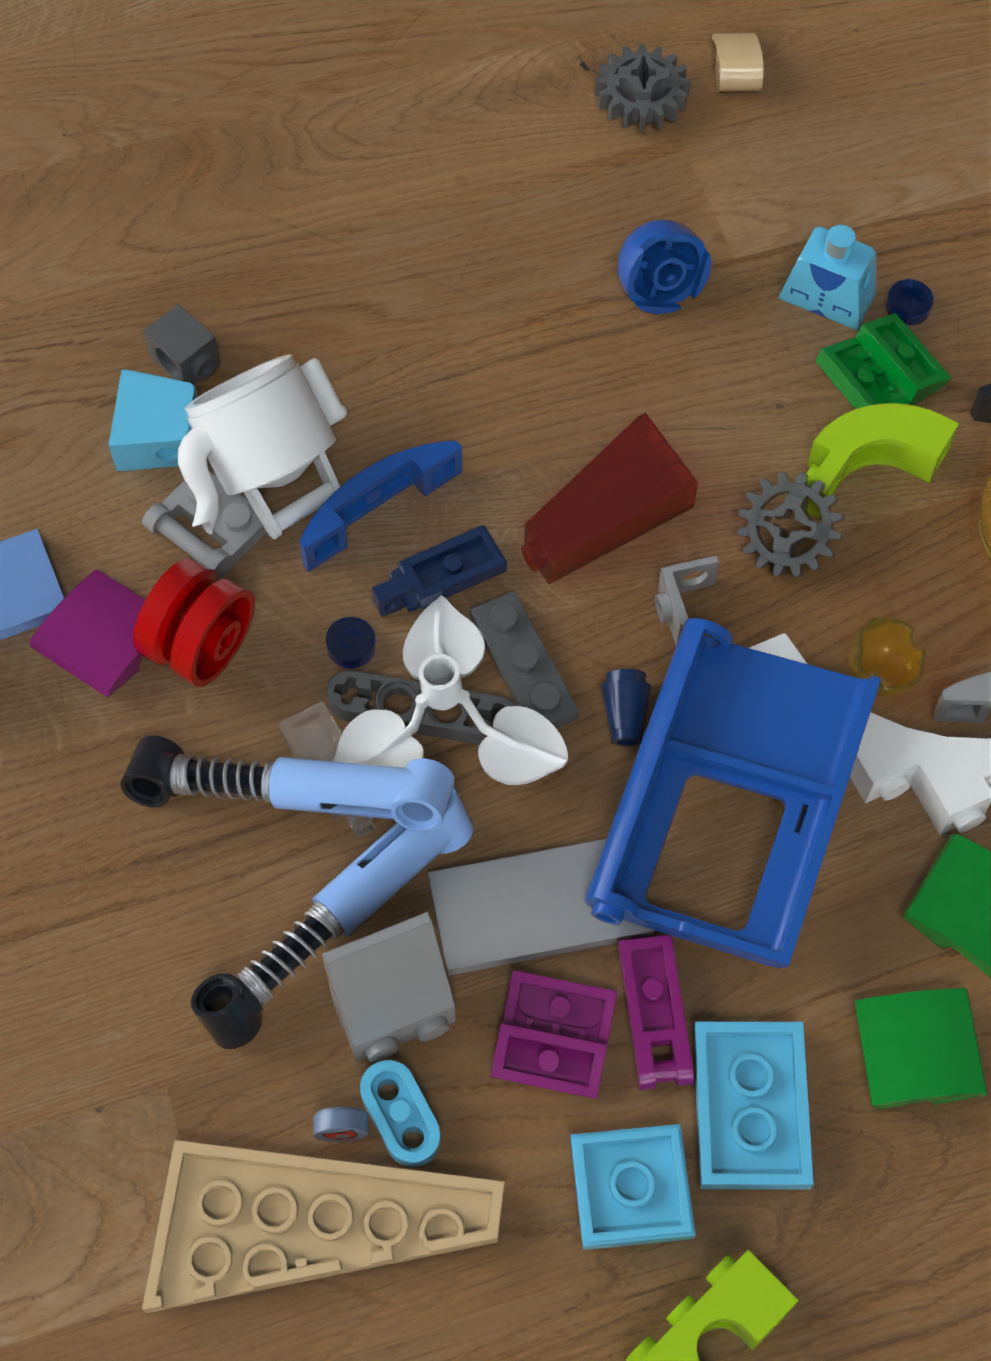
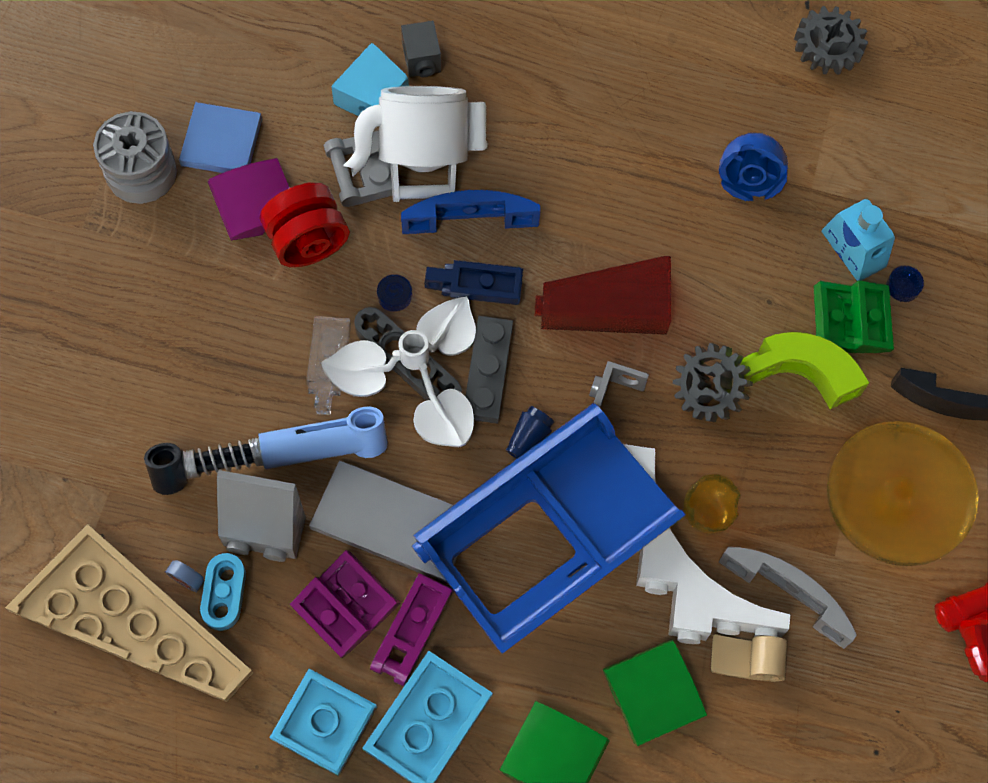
camera: 30 degrees right, 5 degrees up
(409, 794) = (349, 407): piece -> none
(738, 62) = (908, 57): tan panel -> none

